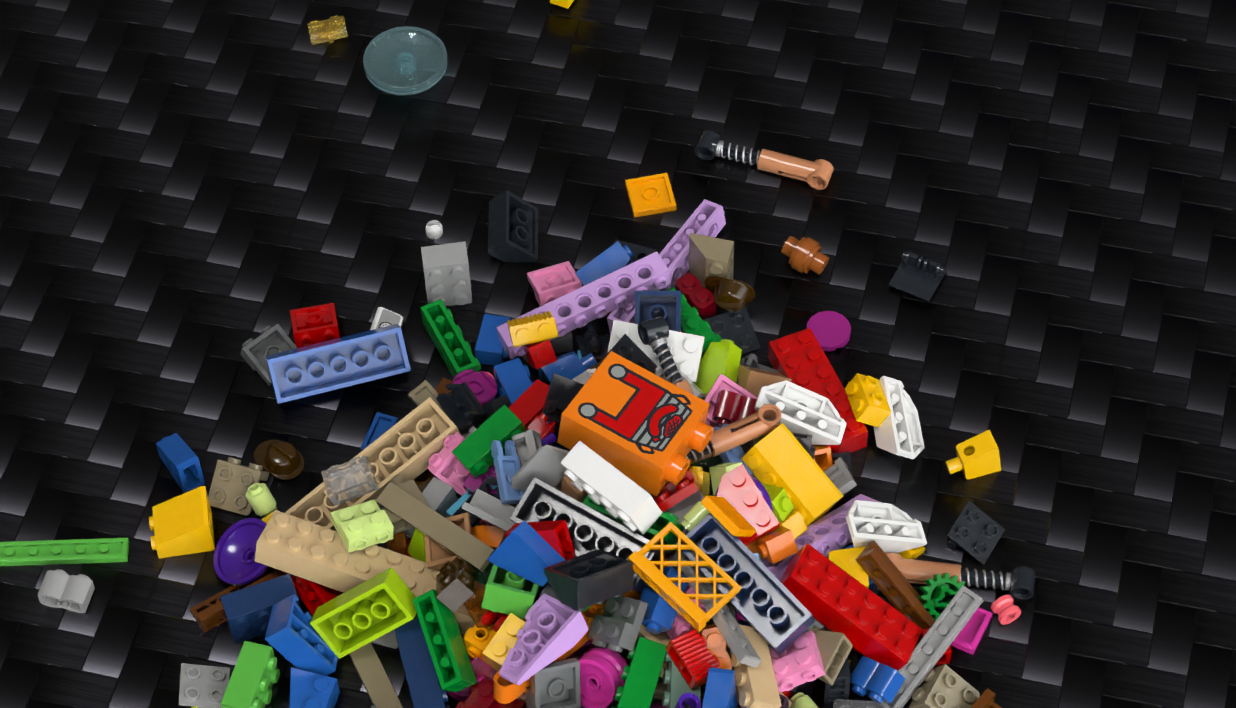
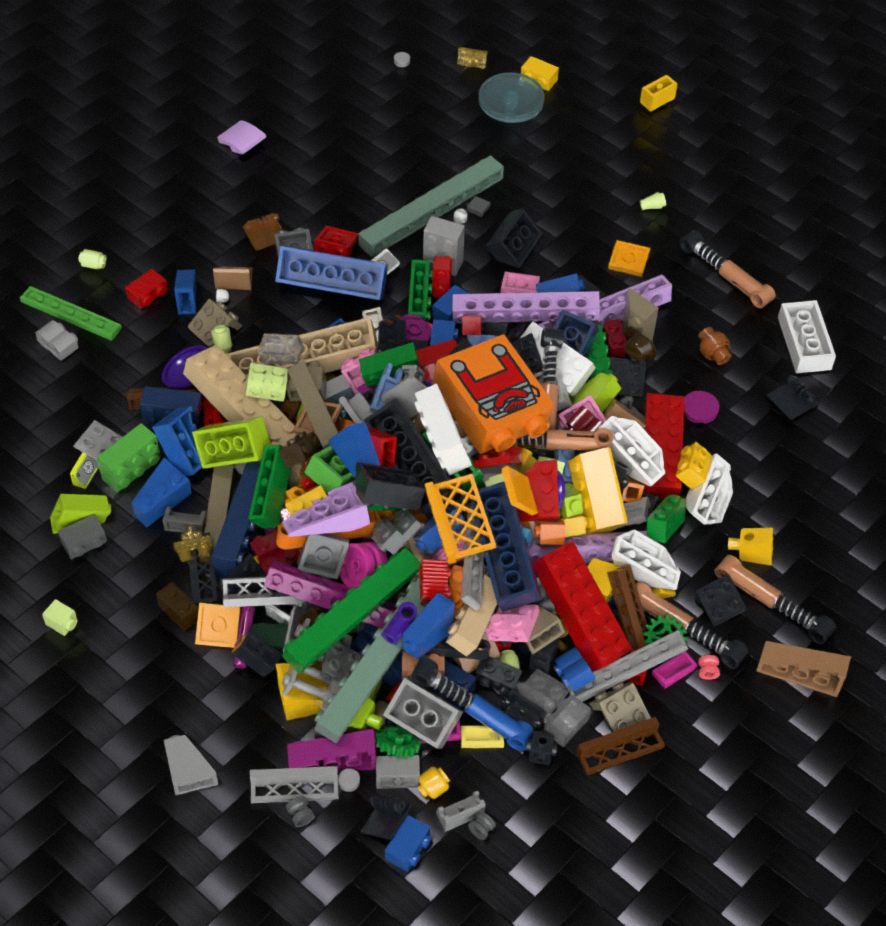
camera: 25 degrees right, 0 degrees up
(41, 476) = (92, 259): none -> yellowish green brick
(118, 246) = (241, 137): none -> lavender slope
(131, 481) = (146, 288): none -> red brick
(183, 525) = (161, 332): yellow slope -> none
(221, 350) = (262, 231): none -> clear orange hinge
(222, 420) = (233, 277): none -> medium nougat slope
(224, 449) = (222, 296): none -> white hinge
(244, 67) = (401, 59): none -> light grey tile
(279, 459) = (255, 320): dark brown piece -> none
(394, 233) = (434, 203): none -> sand green brick
(417, 14) = (541, 72): none -> yellow brick
(447, 208) = (478, 206): none -> dark grey tile
(465, 311) = (441, 276): none -> red brick
(532, 329) = (473, 304): yellow brick -> none
(639, 115) = (654, 201): none -> yellowish green cone
(873, 471) = (666, 518): none -> green brick
(893, 200) = (806, 336): none -> white brick
(1089, 513) = (818, 628): none -> piece
(1100, 561) = (804, 667): none -> medium nougat wedge

